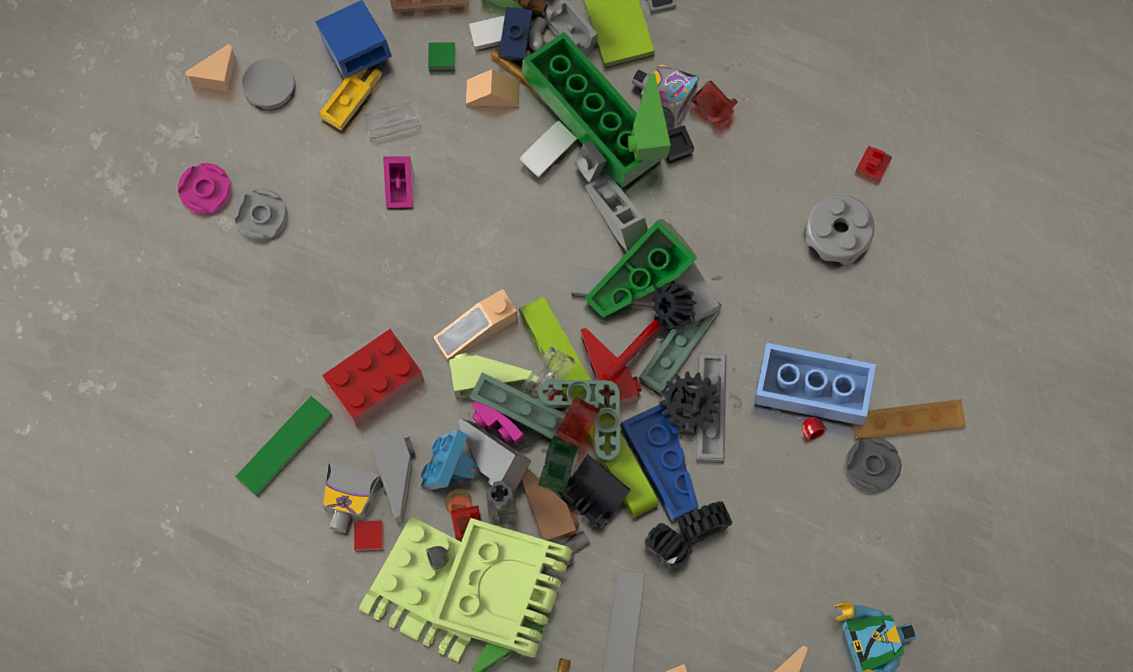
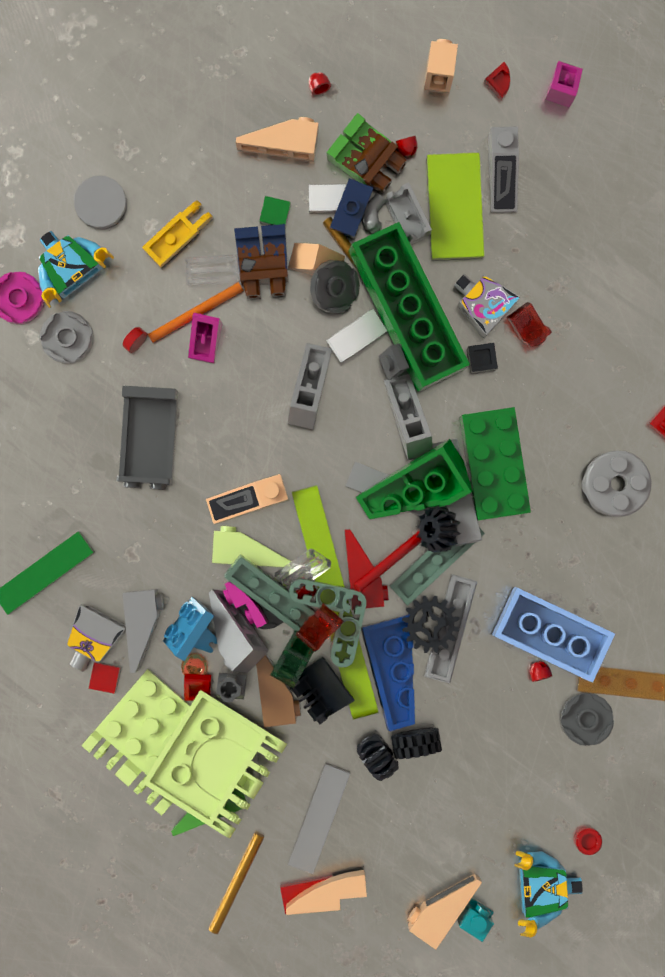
camera: 10 degrees right, 15 degrees up
(214, 71) = (50, 178): light nougat slope -> none
(250, 144) = (68, 265): none -> torso
(329, 200) = (134, 339): none -> red tile
(353, 39) = (190, 177): blue brick -> none
(362, 287) = (148, 436): none -> dark grey panel
(373, 377) = (139, 529): red brick -> none
(378, 169) = (200, 309): none -> orange bar
(437, 557) = (162, 718): dark grey hinge -> none
(441, 108) = (266, 268): none -> reddish brown hips
(513, 206) = (309, 386): none -> light grey slope
(516, 107) = (334, 286): none -> dark grey tile
(576, 543) = (291, 730): light grey arm -> none
(649, 131) = (457, 349): bright green slope -> none
(715, 236) = (495, 463): none -> green brick
(908, 587) = (588, 840): none -> red tile

